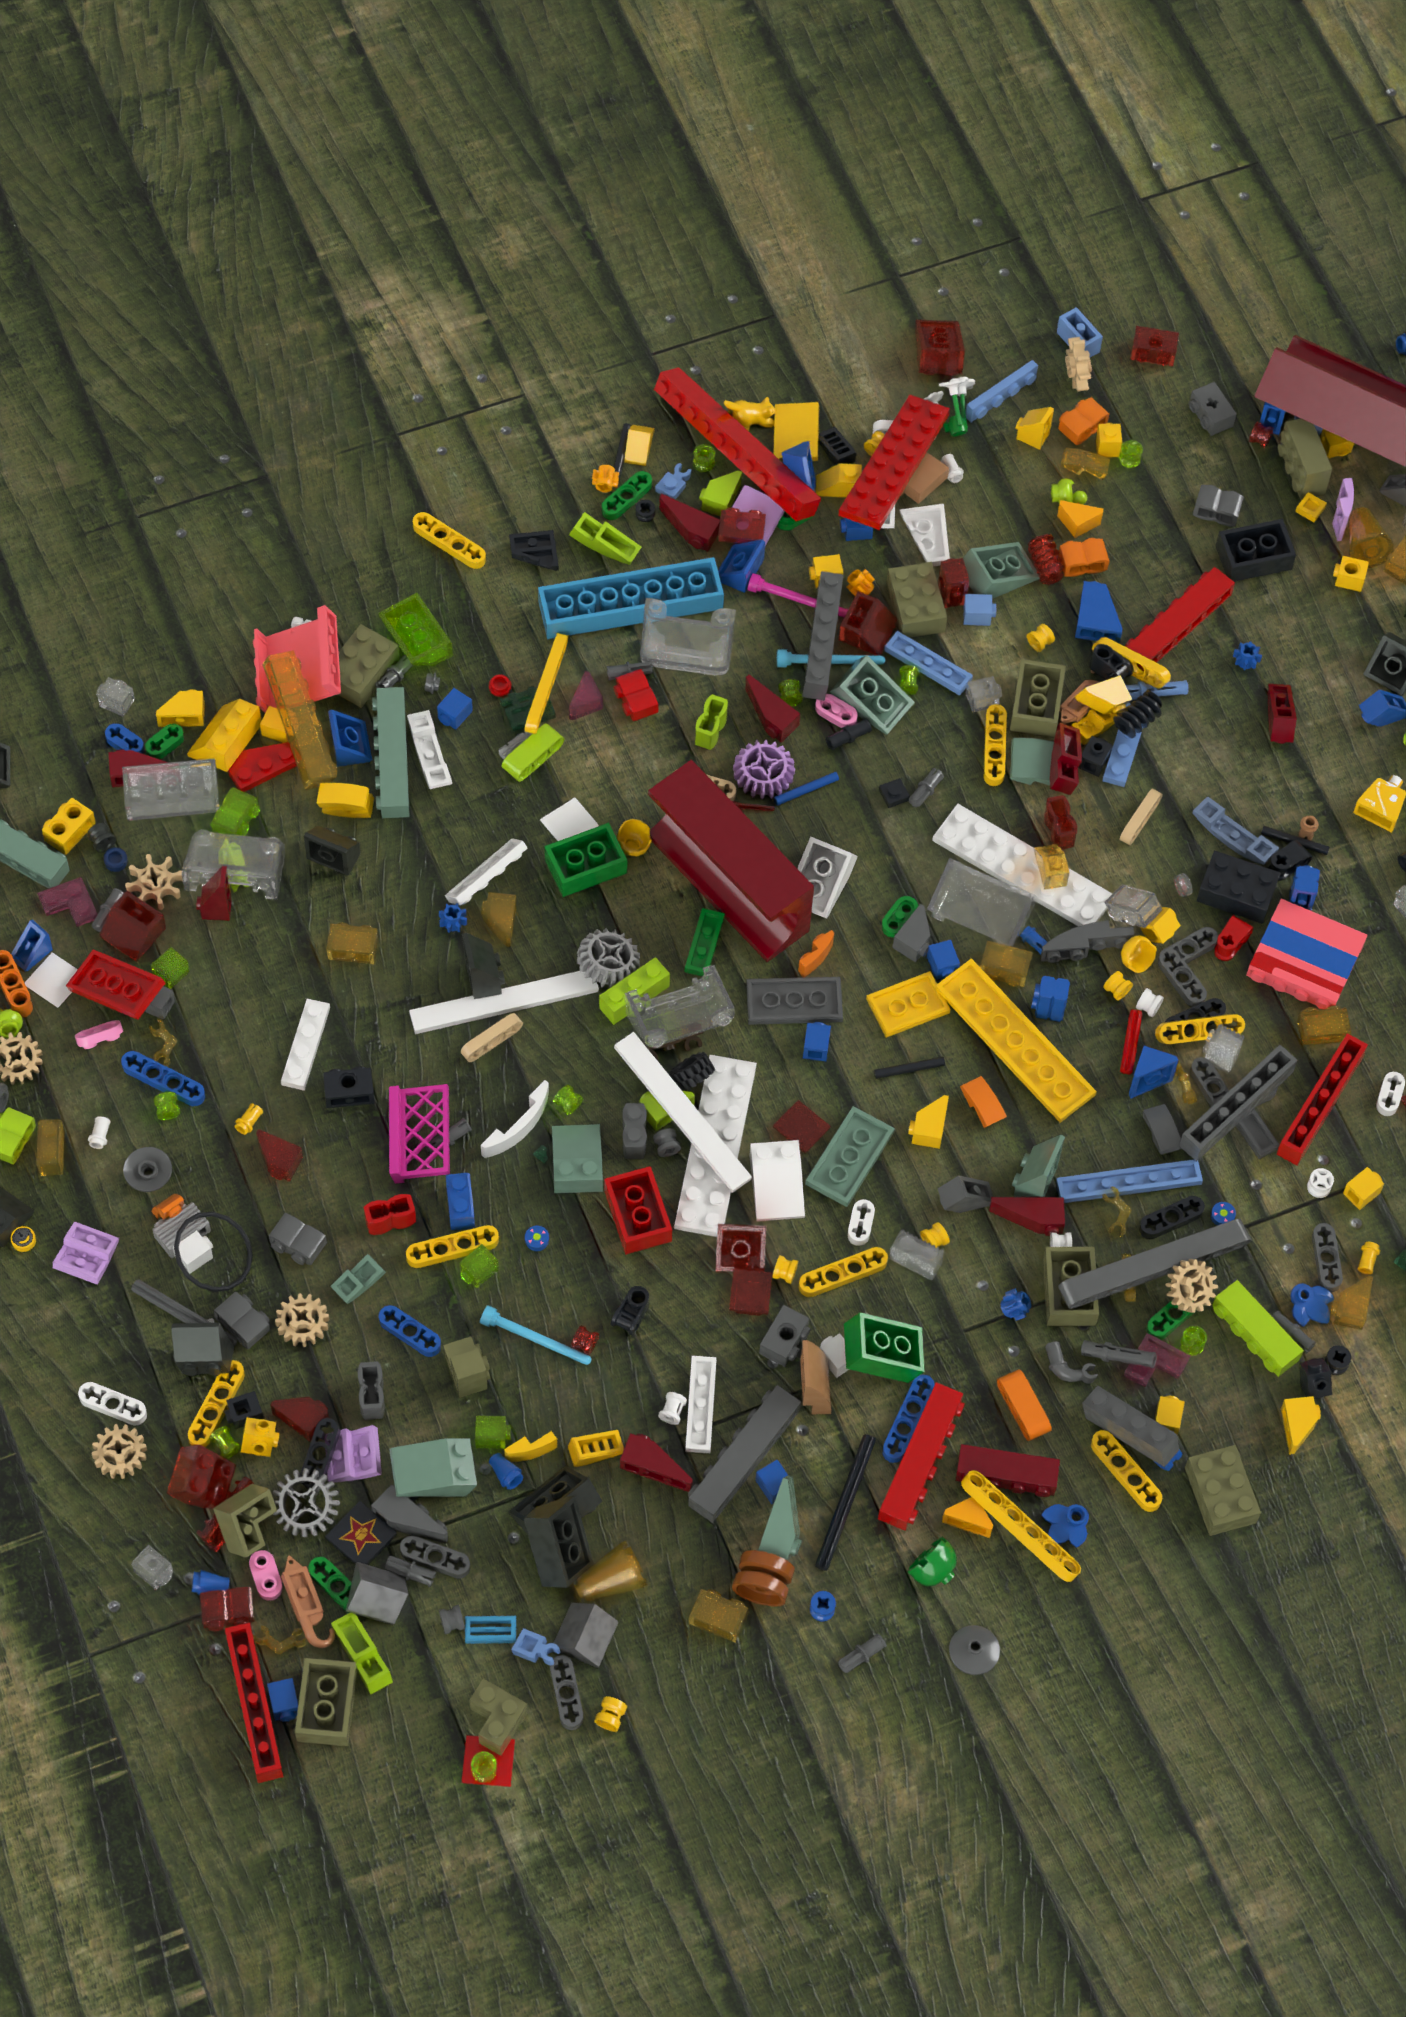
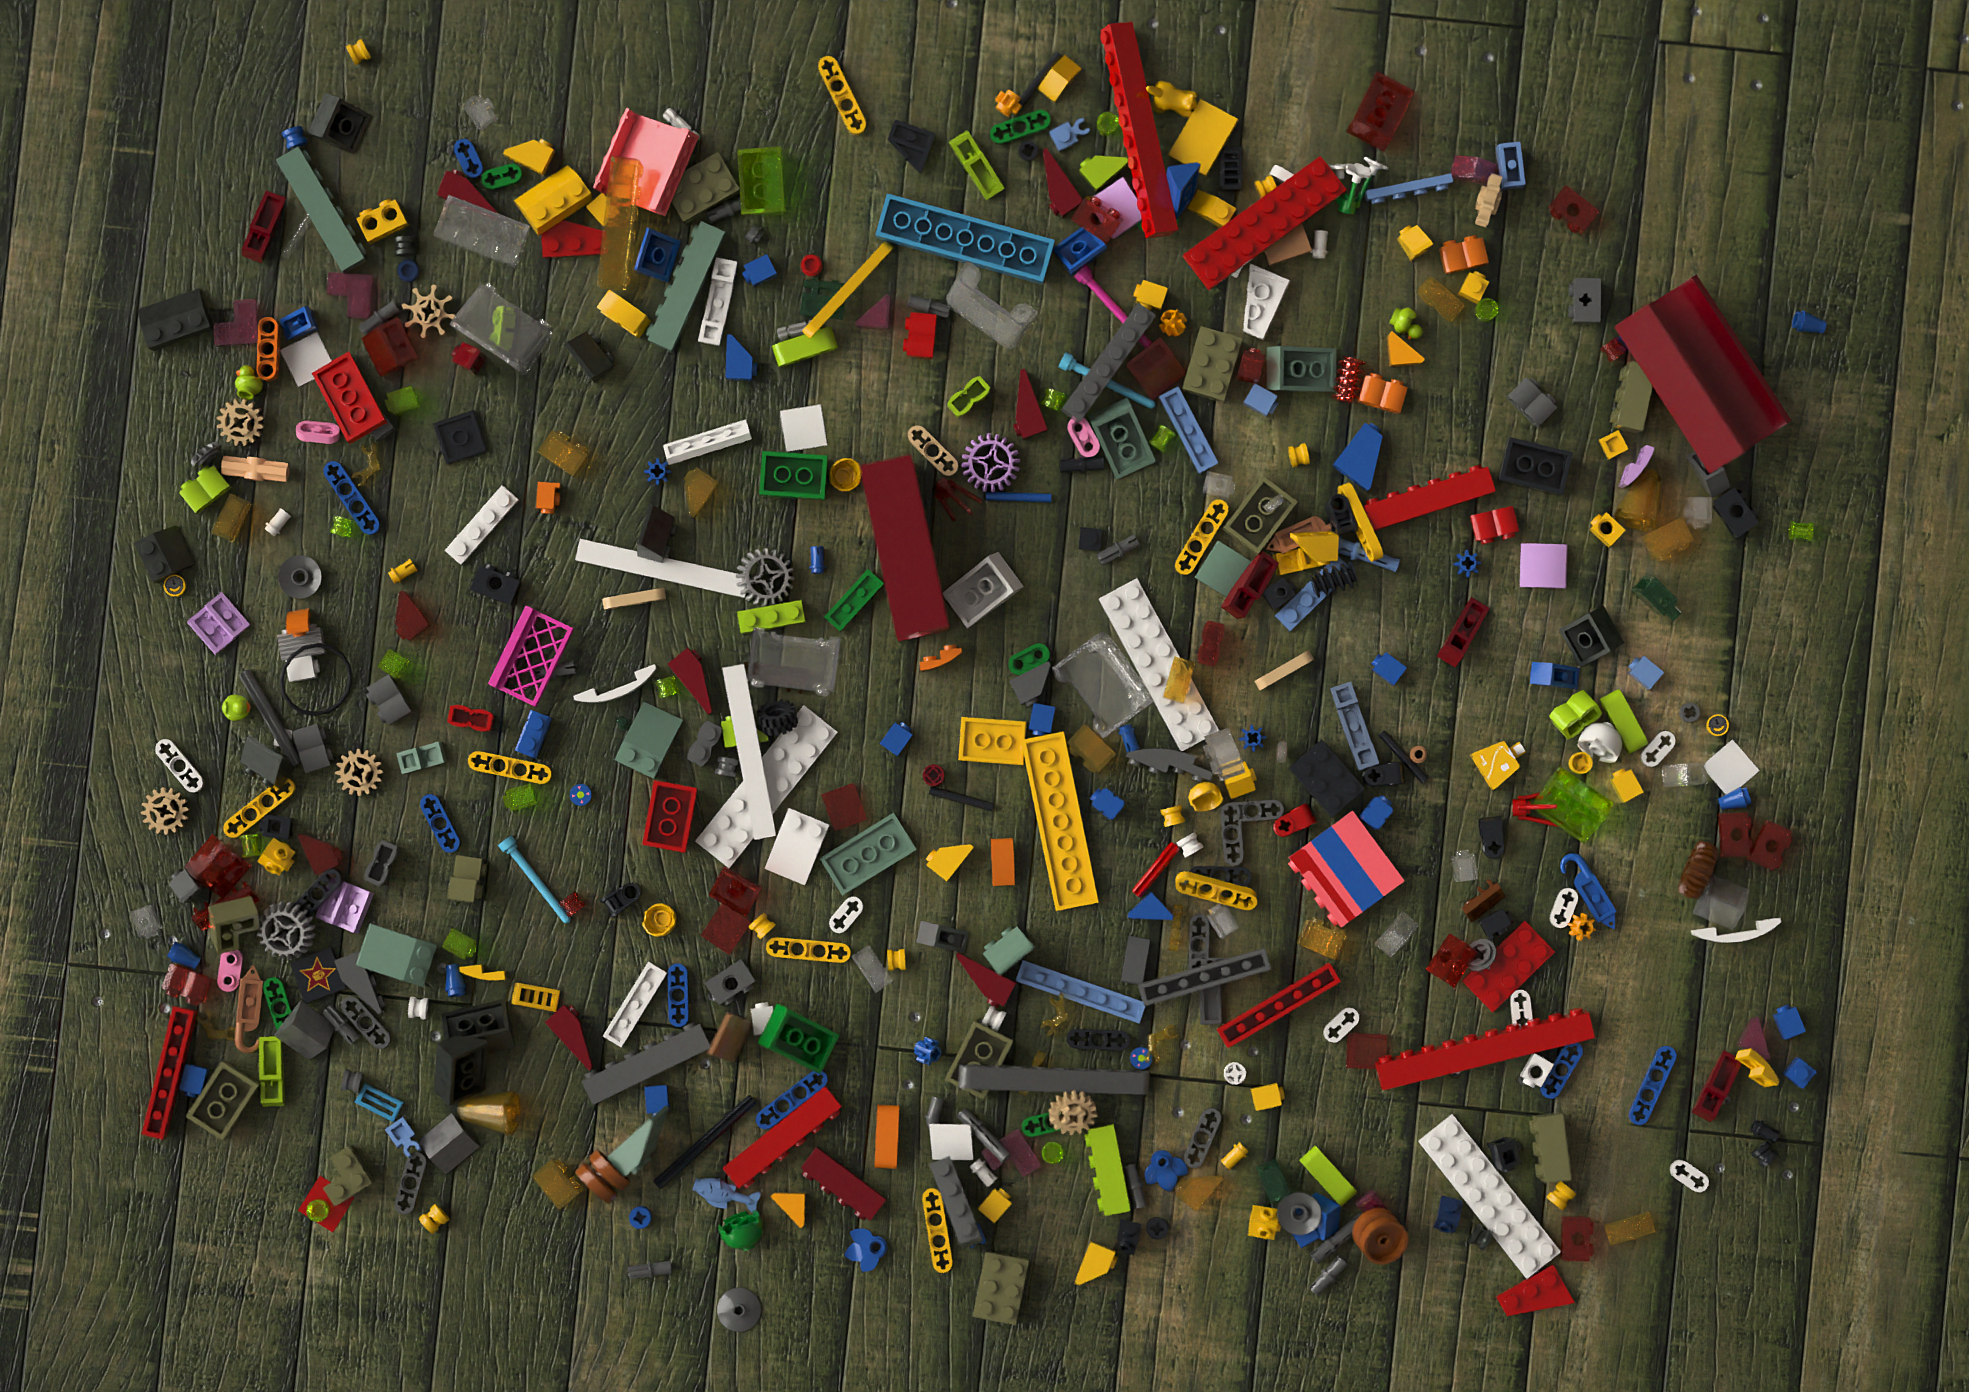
camera: 30 degrees right, 25 degrees up
(52, 1094) = (255, 468): none -> light nougat piece
(144, 1317) = (236, 707): none -> lime animal
(178, 1510) = (185, 886): none -> dark grey slope
(235, 813) = (526, 280): clear neon green brick -> none
(242, 978) = (460, 437): none -> black tile
(283, 1201) = (393, 663): none -> clear neon green brick
(357, 986) = (547, 497): none -> orange brick
(477, 791) = (739, 362): none -> blue slope
(482, 1514) = (418, 1008): none -> white wheel
(589, 1080) = (691, 674): none -> dark red slope
(652, 929) = (817, 560): none -> blue pin
(672, 1408) = (611, 996): white bush -> none
(681, 1311) = (659, 920): none -> yellow hair
(724, 1364) = (684, 1011): none -> blue beam
(794, 1000) = (900, 689): dark grey tile -> none
(868, 1061) = (933, 775): none -> dark red wheel
(889, 1543) = (719, 1193): none -> medium blue animal
(1020, 1526) = (828, 1234): yellow beam -> none
(1046, 671) = (1274, 503): none -> clear tile
(1047, 354) = (1472, 169): none -> clear pink slope
(1089, 1372) = (951, 1141): none -> white sticker
(1138, 1392) = (983, 1172): none -> white pin
(1149, 882) = (1246, 738): none -> blue gear
(1224, 1190) = (1152, 1043): none -> clear yellow arm
(1234, 771) = (1388, 668): none -> blue brick
(1250, 613) = (1494, 524): none -> red brick
(1315, 628) = (1543, 565): none -> lavender slope
(1389, 992) = (1396, 934): none -> clear slope

